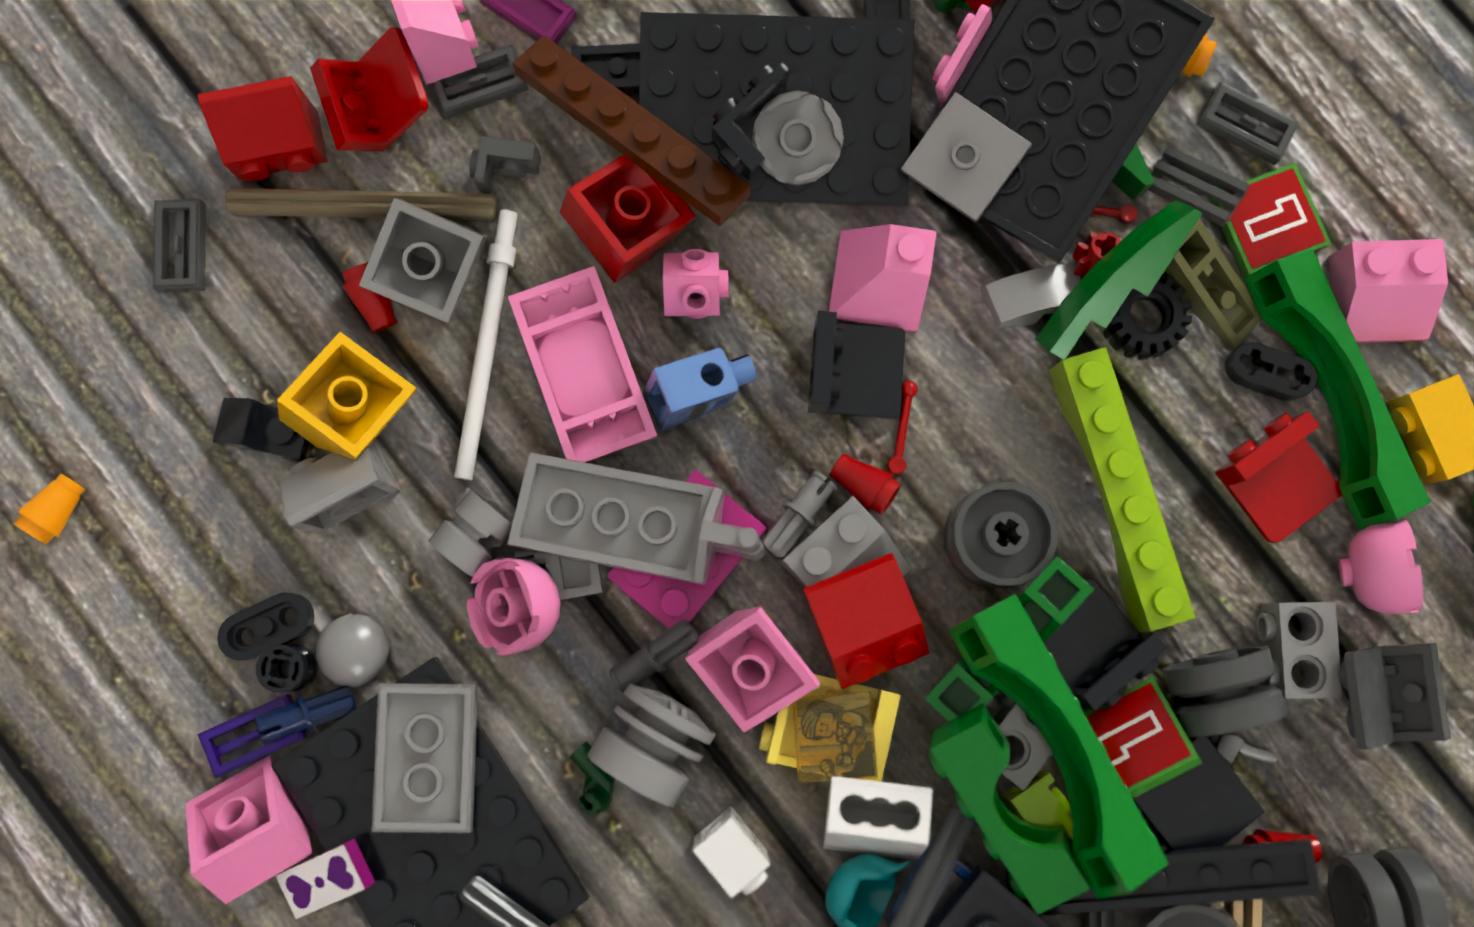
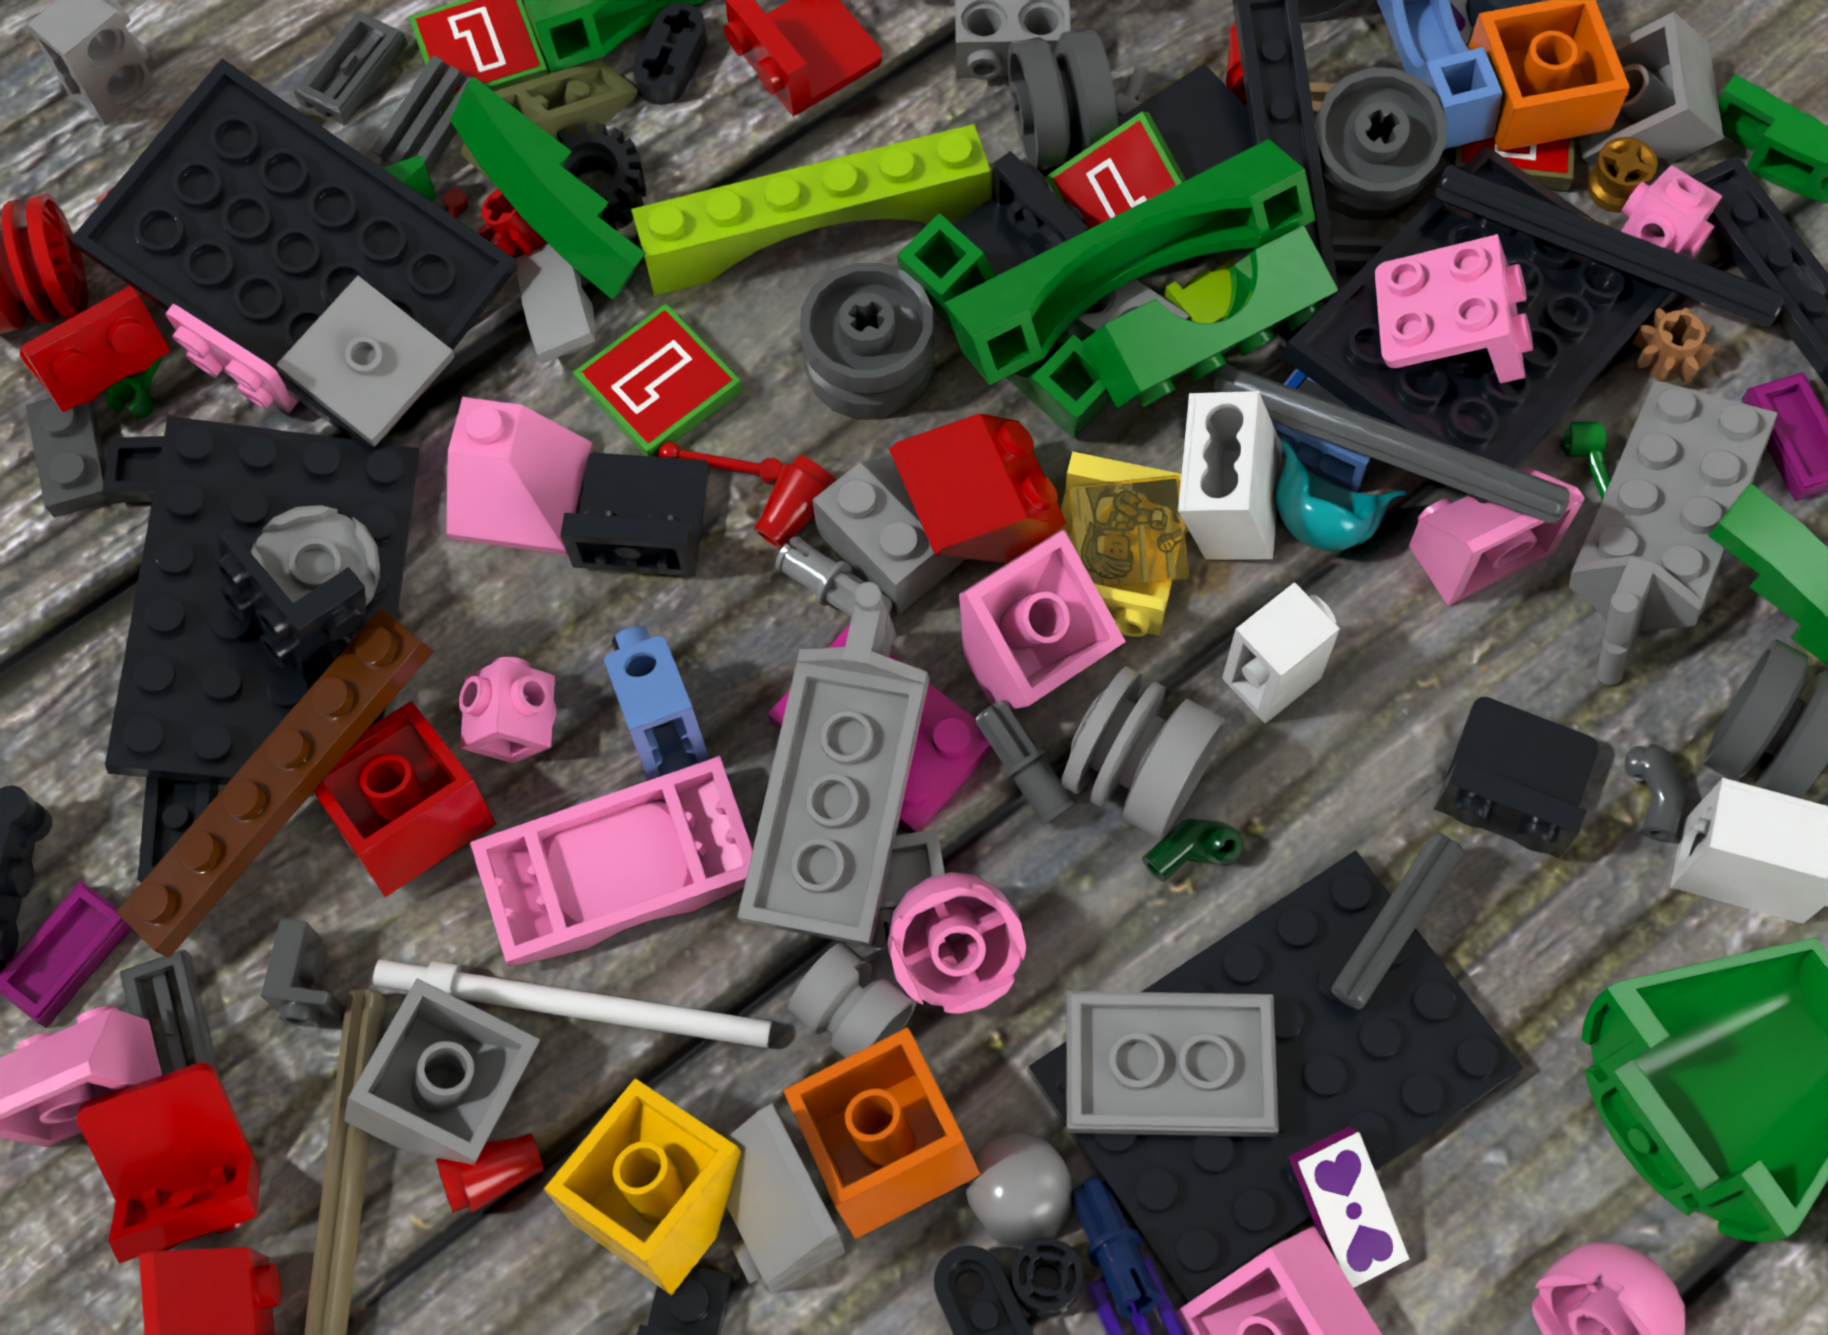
camera: 80 degrees left, 15 degrees down
(378, 555) = (881, 1133): none -> orange brick
(969, 377) = (658, 381): none -> red tile

